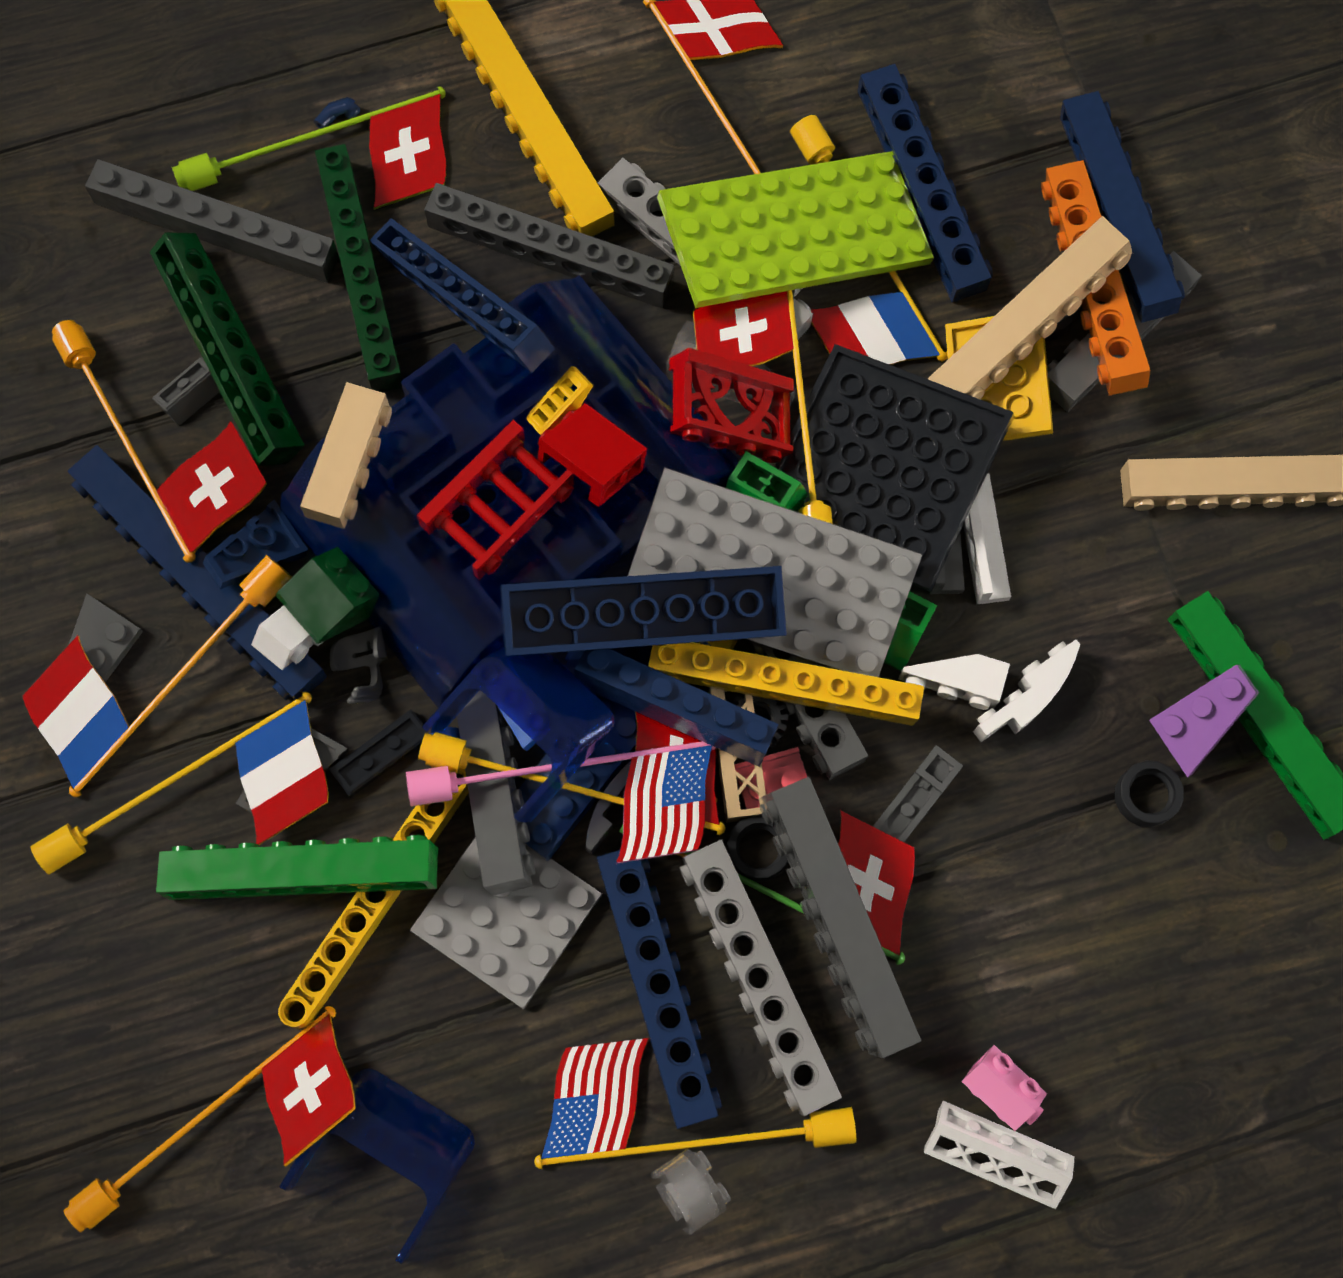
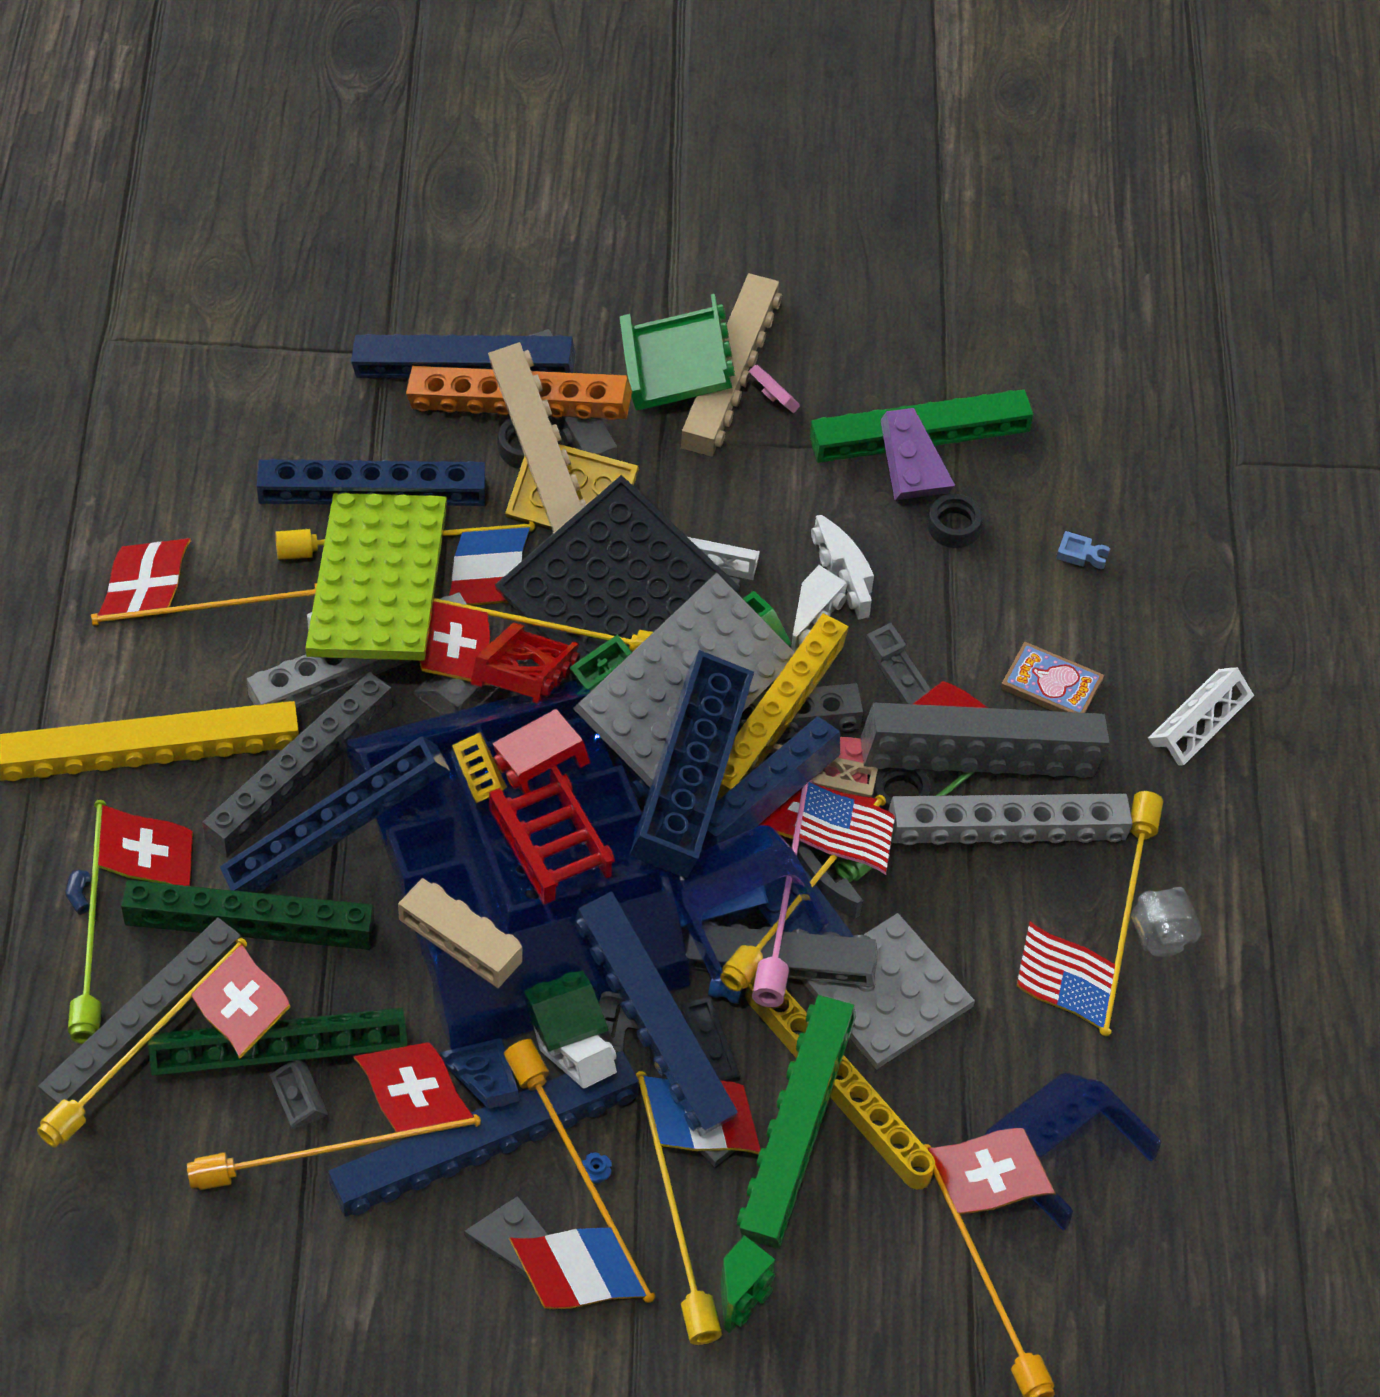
camera: 70 degrees left, 20 degrees down
(100, 872) = (744, 1282): none -> green slope
(206, 691) = (604, 1163): none -> blue plate
(237, 293) = (232, 998): none -> flag
(343, 681) = (655, 1014): none -> dark blue brick
(684, 1109) = (1002, 907): dark blue brick -> none
(975, 970) = (1051, 680): none -> tile
(1005, 1088) = (1153, 689): bright pink brick -> none
(1171, 943) = (1078, 549): none -> medium blue plate
(1228, 417) = (677, 356): none -> panel
(1240, 538) = (773, 389): none -> bright pink plate

